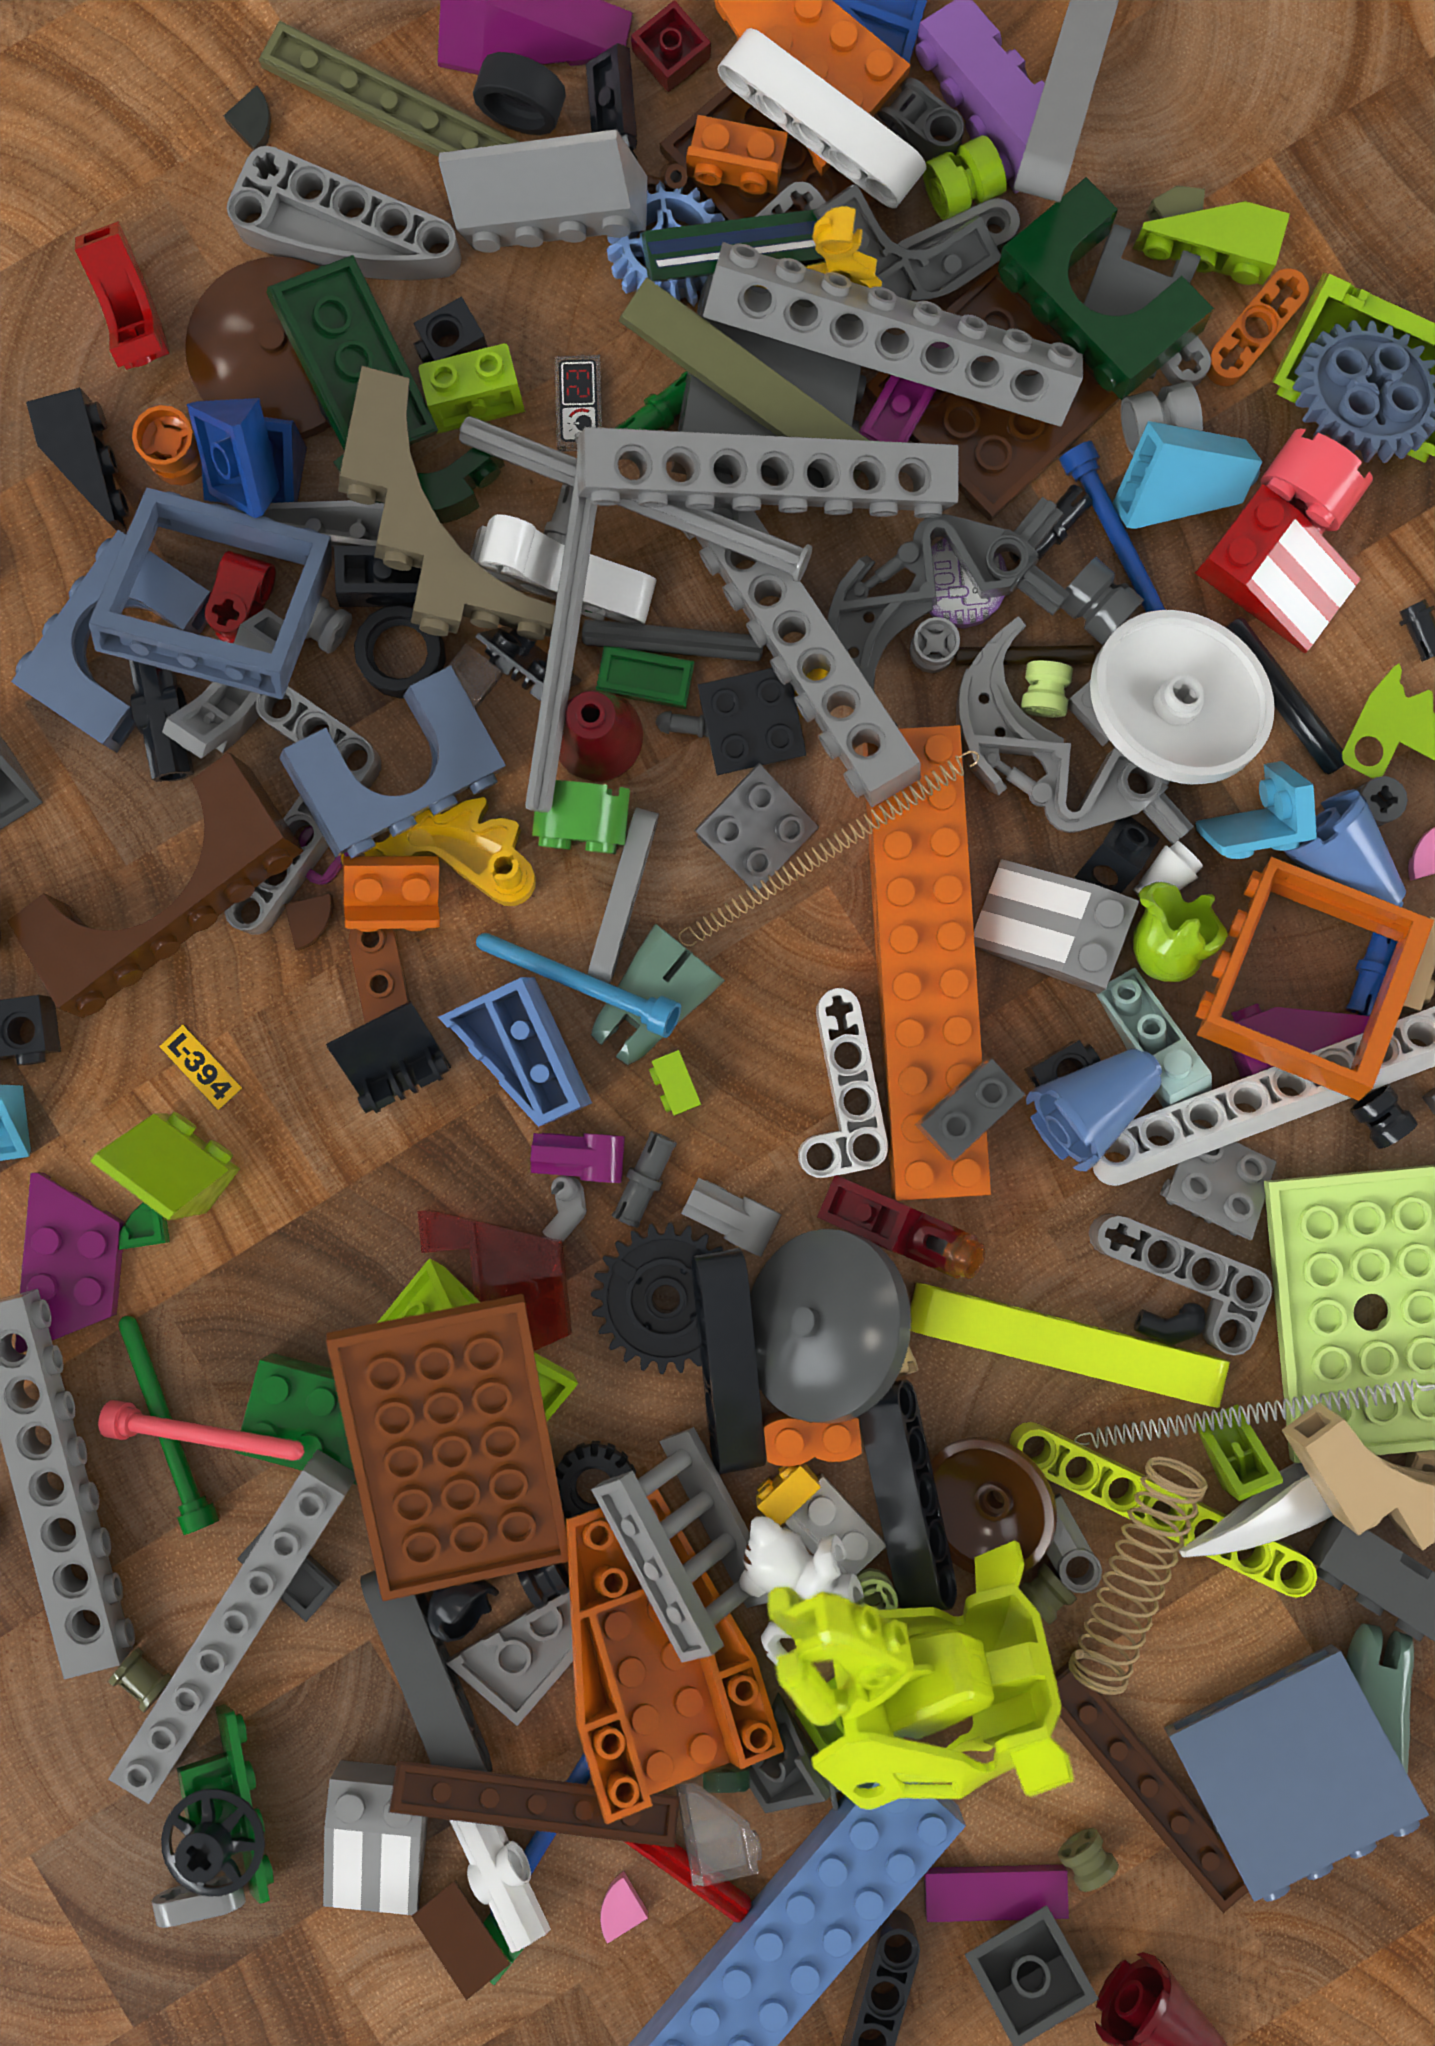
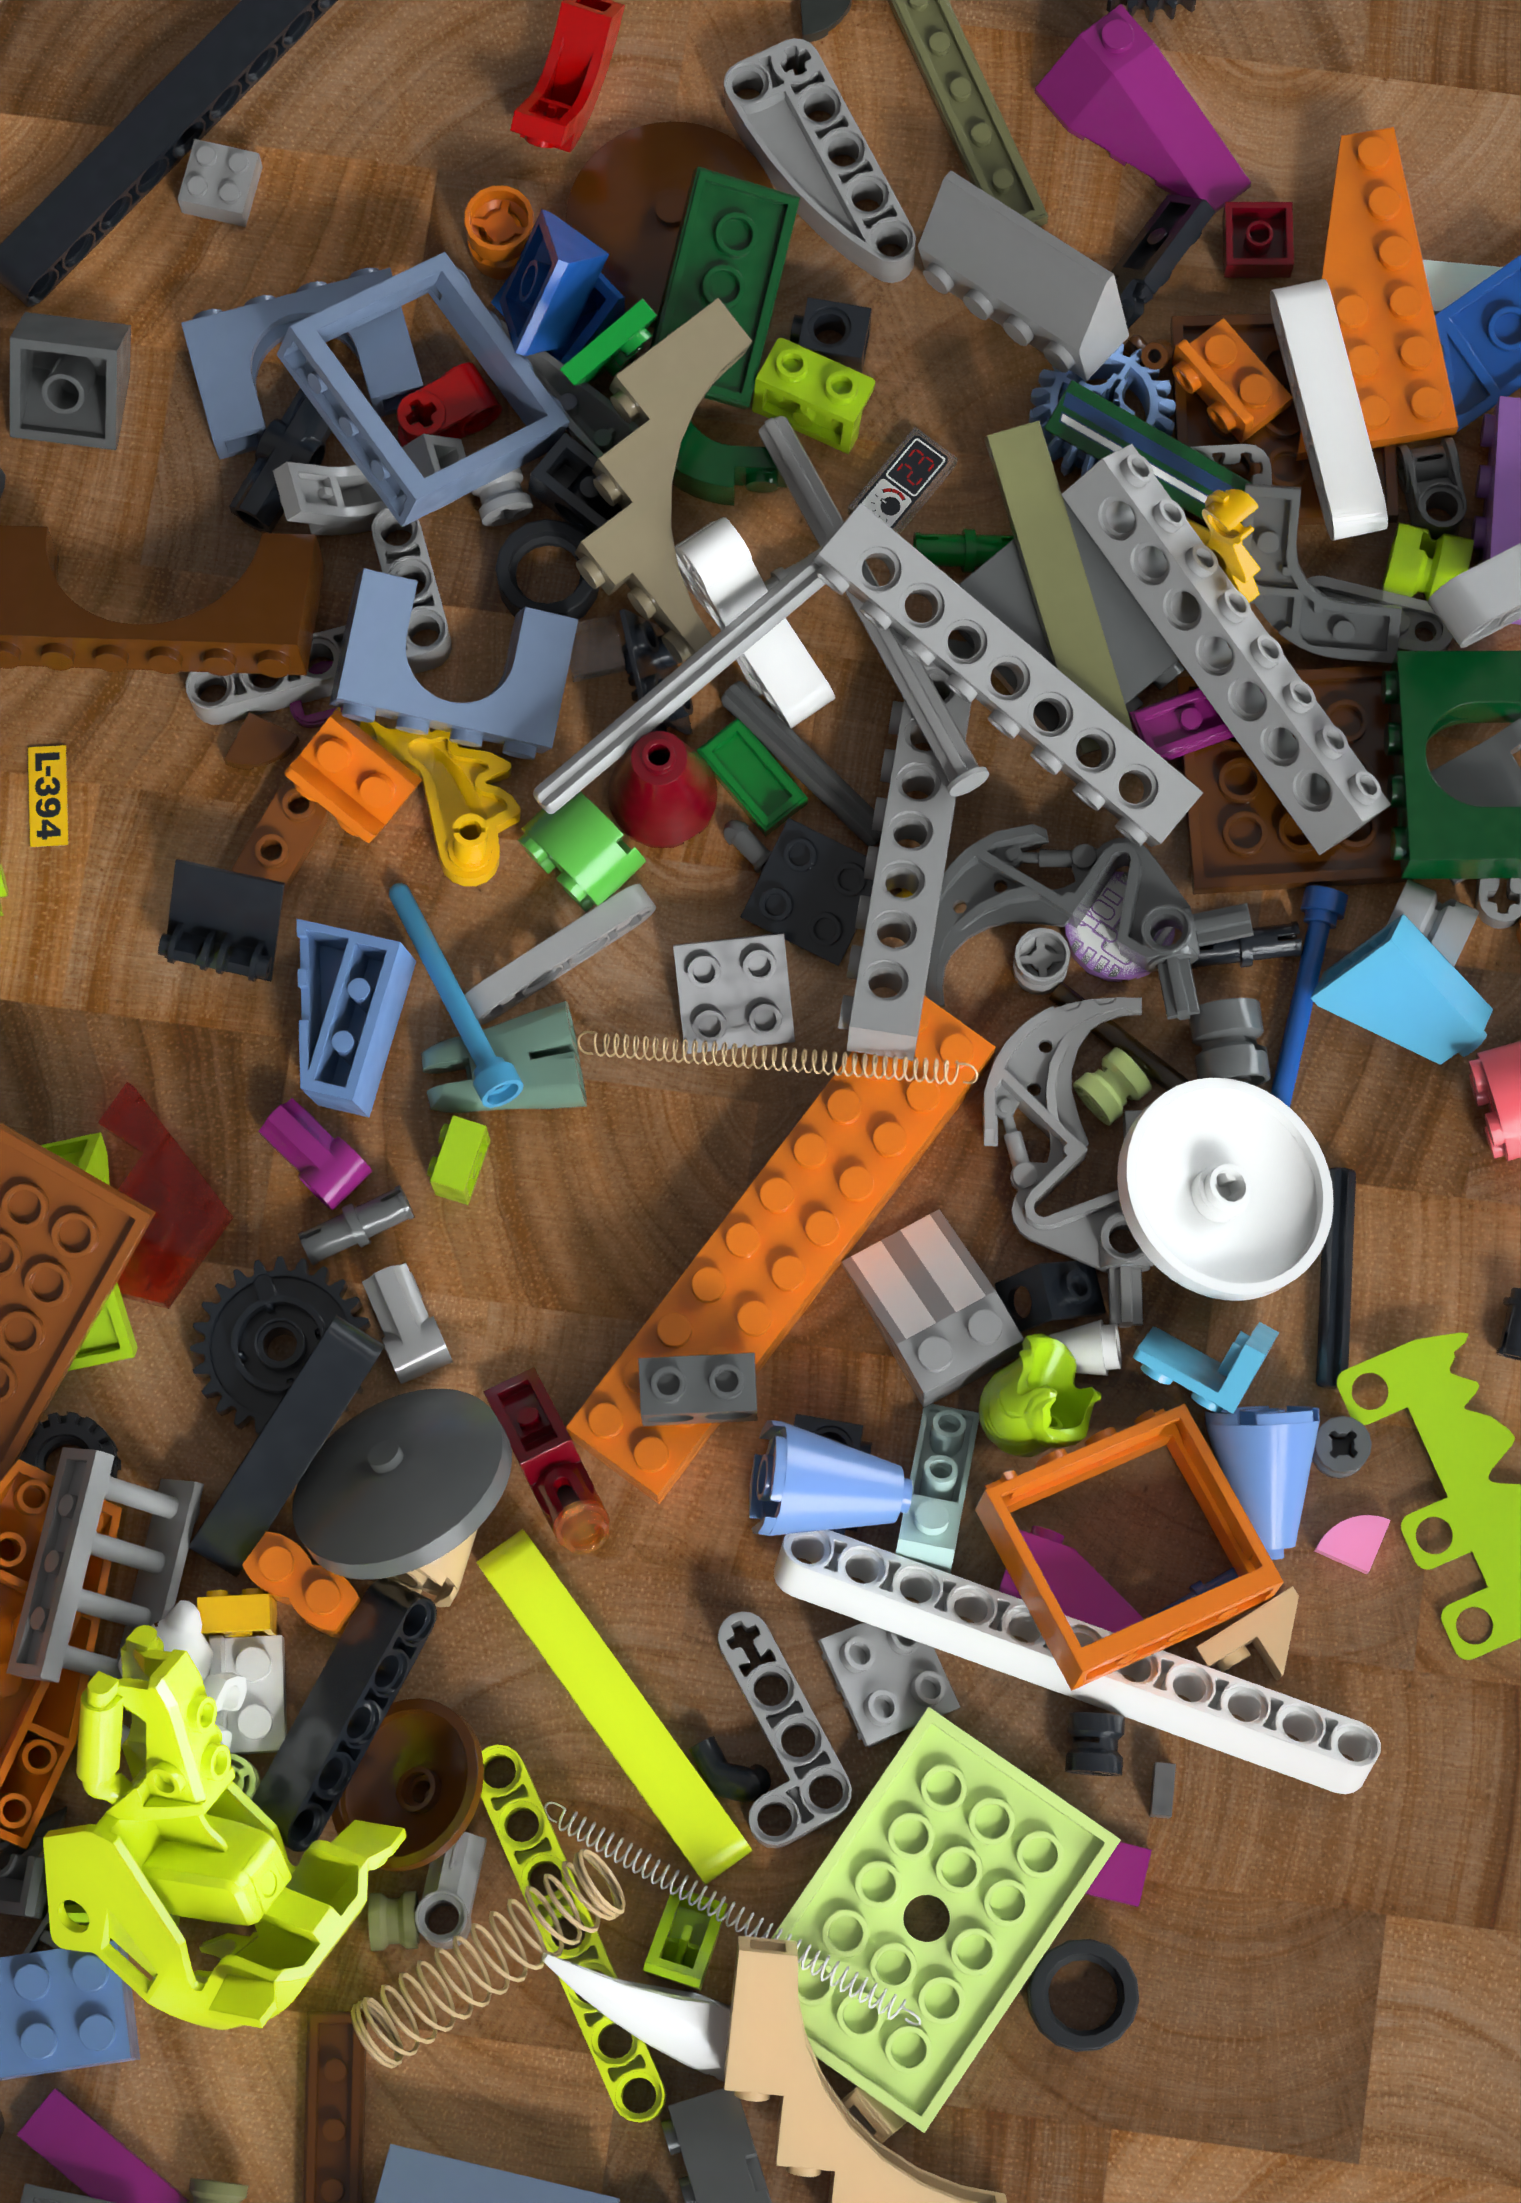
camera: 45 degrees right, 10 degrees down
(71, 436) = (418, 162): black slope -> none
(318, 456) = (613, 347): none -> green wing
(519, 93) = (1077, 174): black tyre -> none
(570, 1207) = (268, 1194): light grey arm -> none
(841, 1081) = (611, 1287): white beam -> none
(1279, 569) = (1427, 1156): red slope -> none

